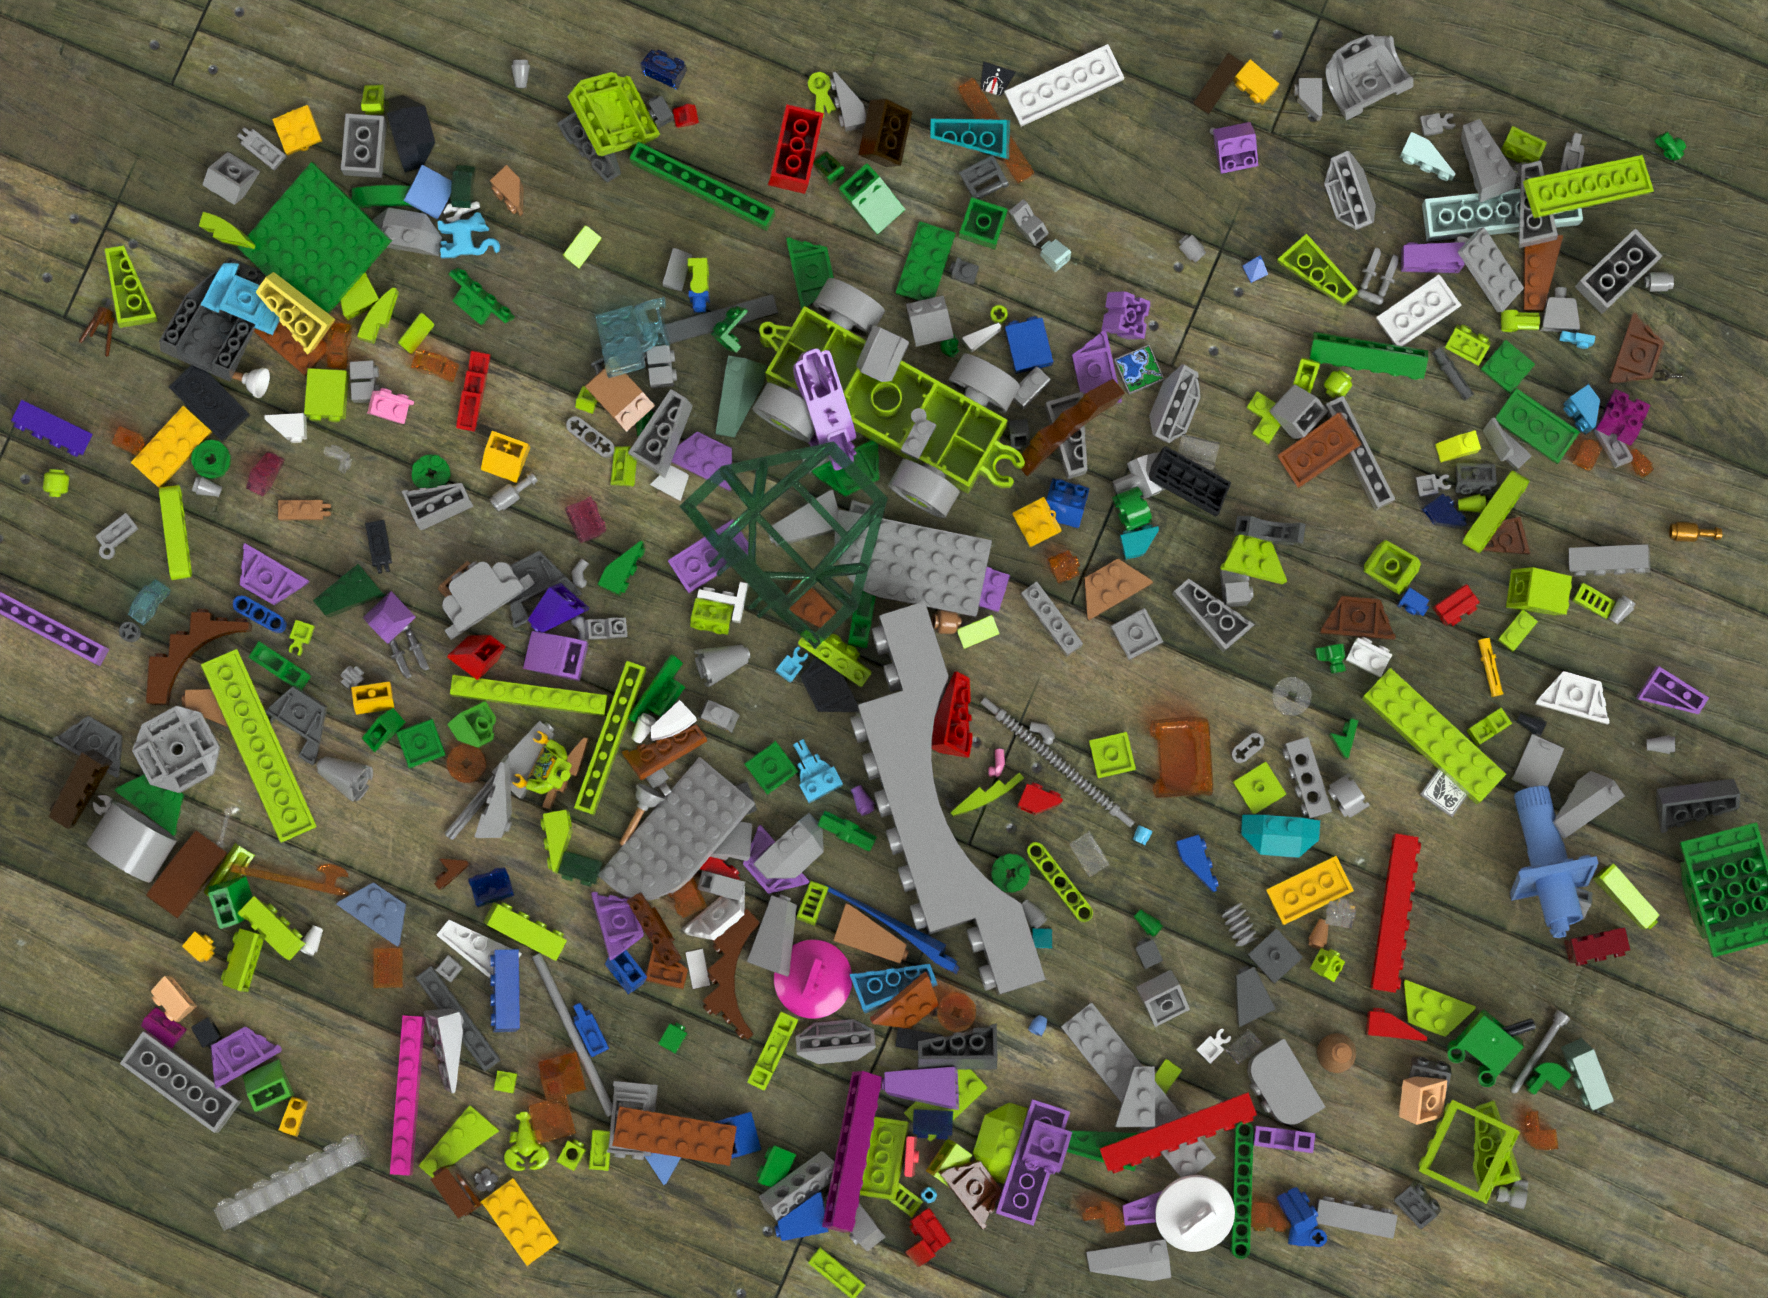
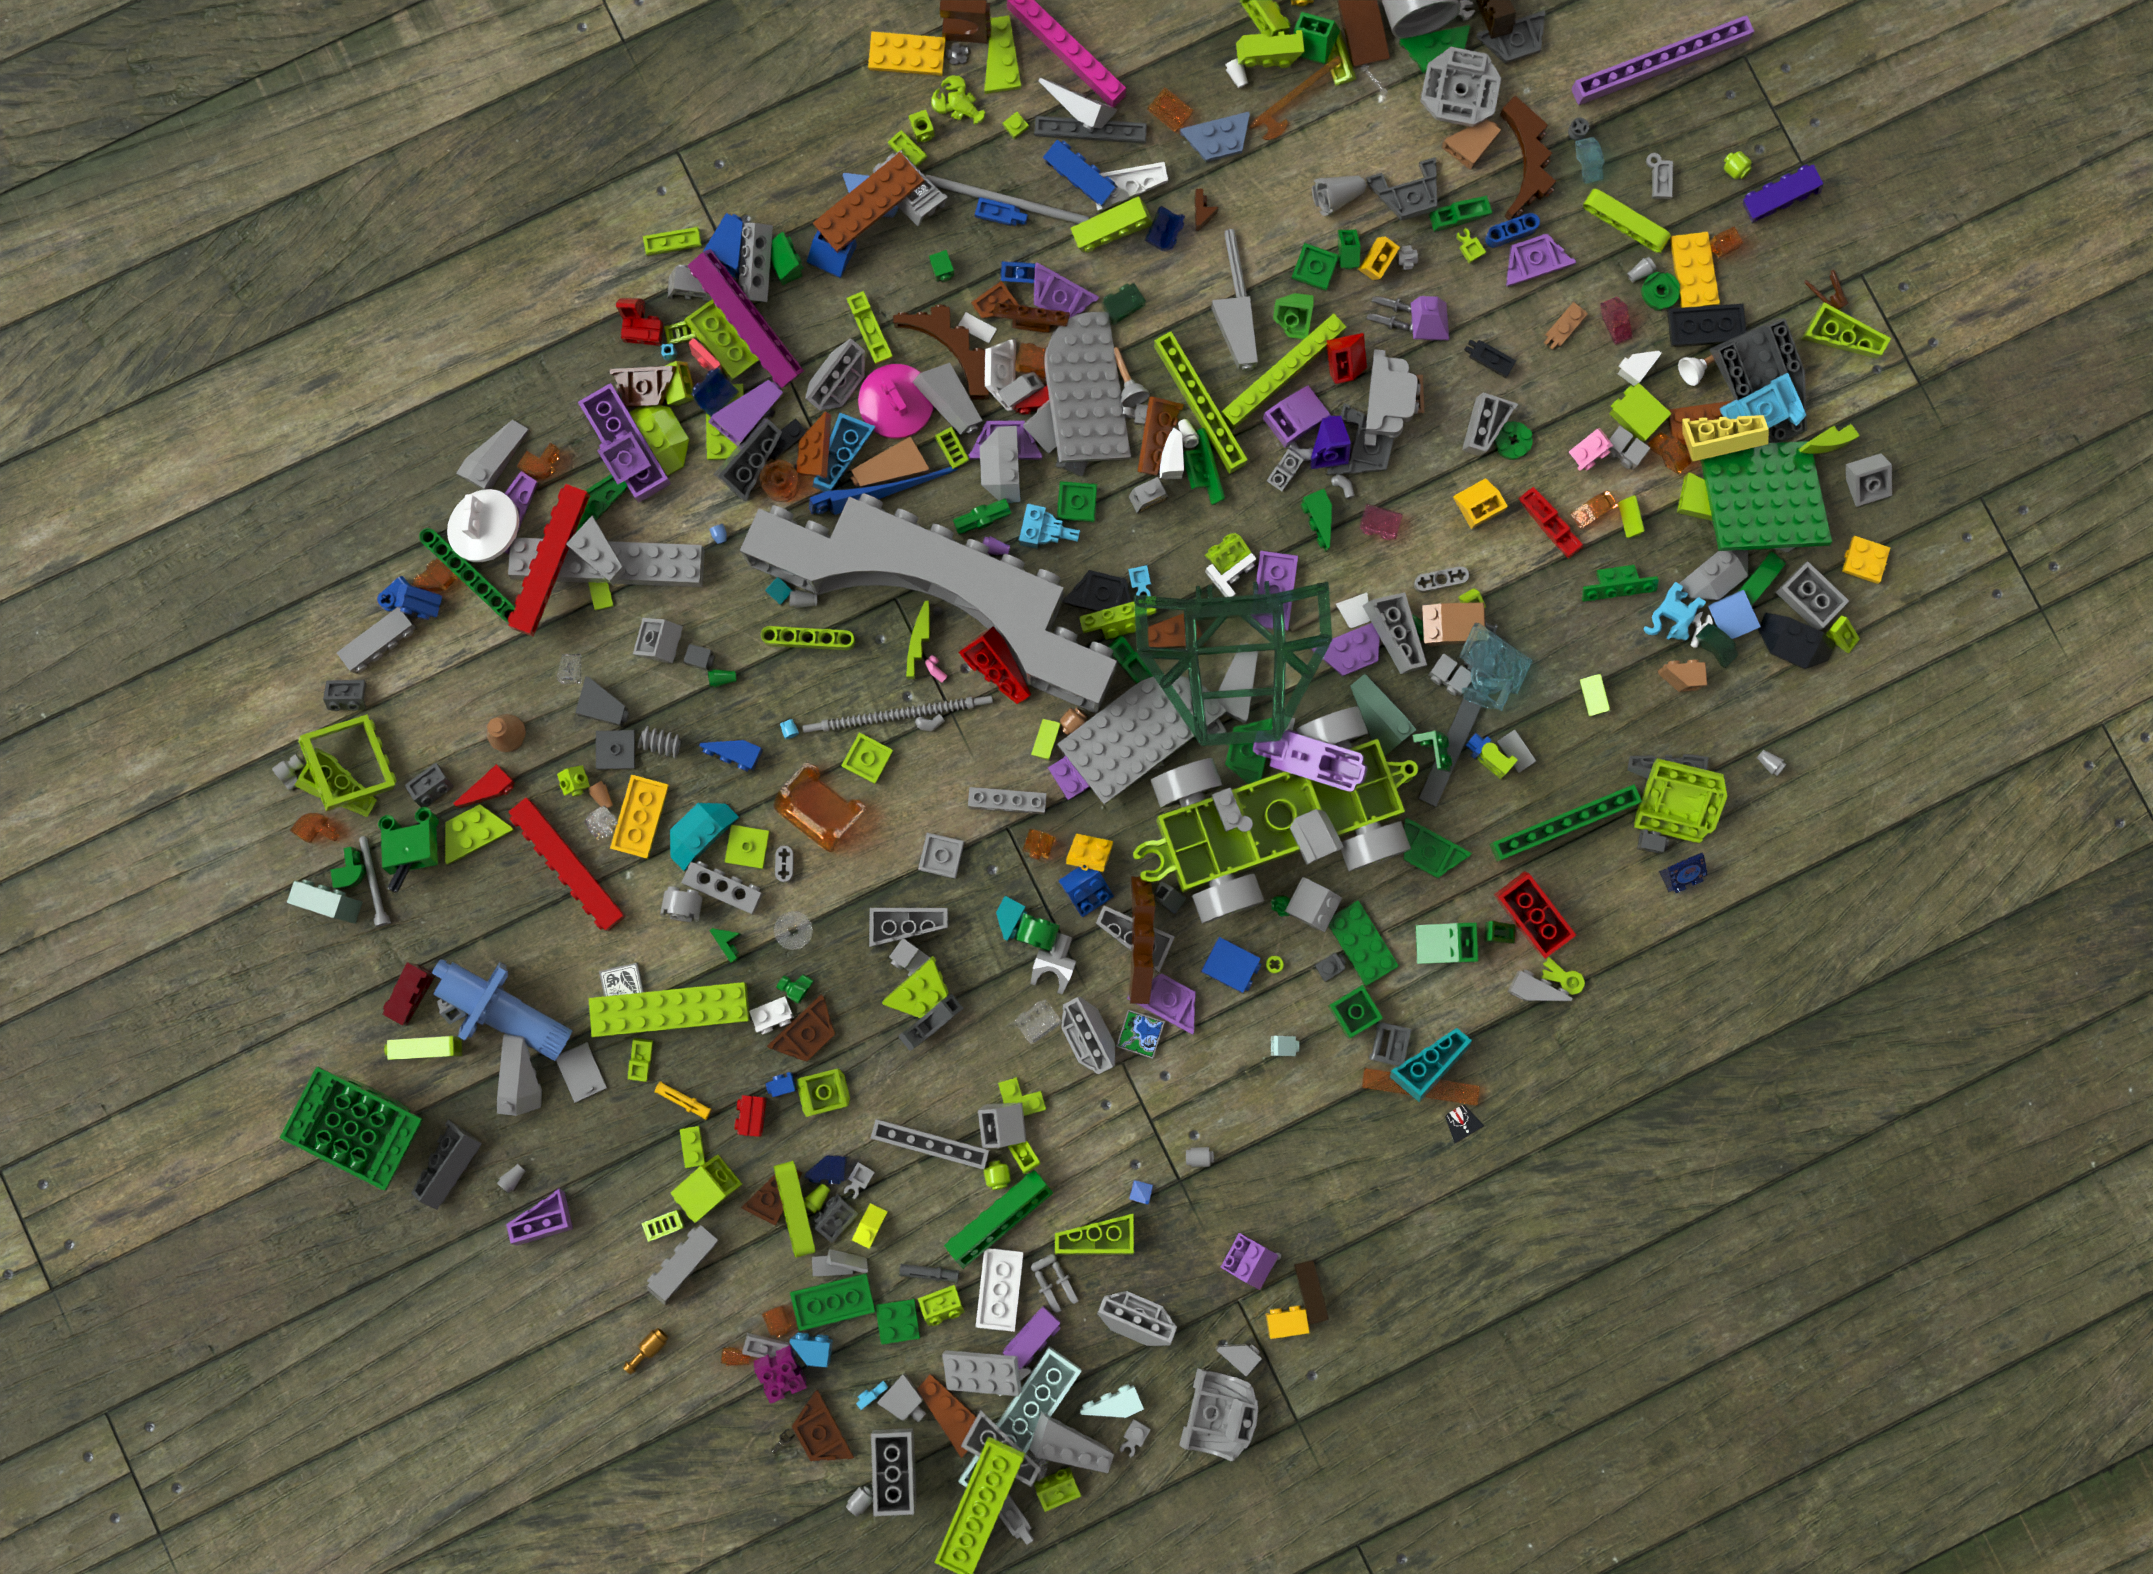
camera: 125 degrees right, 0 degrees up
(258, 746) = (1413, 147): lime plate -> none
(262, 148) = (1873, 521): light grey hinge -> none
(336, 452) = (1587, 384): clear bracket -> none
(348, 592) = (1474, 306): dark green wedge -> none
(378, 316) = (1668, 499): lime slope -> none
(449, 968) = (1132, 153): light grey tile -> none
(474, 771) = (1267, 277): clear orange plate -> none
(497, 815) = (1220, 279): light grey wedge -> none
(510, 494) = (1448, 483): light grey piece -> none
(549, 769) = (1215, 337): lime torso -> none
(551, 1119) = (959, 133): clear orange plate -> none
(558, 833) = (1163, 306): lime slope -> none
(561, 1076) = (984, 164): clear orange slope -> none
(575, 758) = (1203, 357): medium nougat slope -> none
(623, 467) = (1395, 582): lime slope -> none
(685, 115) = (1632, 860): red slope -> none
(720, 662) = (1187, 530): light grey cone -> none
(885, 132) = (1490, 997): dark brown brick -> none
(979, 337) = (1269, 930): white slope -> none
(1021, 871) = (855, 615): green plate -> none
(1028, 223) = (1326, 1047): light grey brick -> none
(1031, 387) = (1196, 937): light grey brick -> none
(1036, 800) = (880, 672): red slope -> none
(1064, 85) = (1411, 1170): white plate -> none
(1089, 854) = (809, 678): clear panel -> none
(1111, 586) = (993, 868): medium nougat wing -> none
(1125, 315) = (1189, 1057): medium lavender brick -> none
(1189, 480) = (1020, 993): black piece -> none
(1211, 1048) = (590, 644): white plate -> none
(1283, 1084) = (515, 670): light grey brick -> none
(1283, 1139) = (469, 645): medium lavender arch -> none
(1319, 450) = (958, 1114): dark orange plate -> none
(1422, 1099) = (414, 763): light nougat slope -> none
(1513, 321) = (927, 1358): lime piece -> none
(1532, 723) = (613, 1094): black cone -> none
(1576, 697) = (604, 1145): white wing -> none
(1622, 608) = (638, 1242): light grey cone -> none

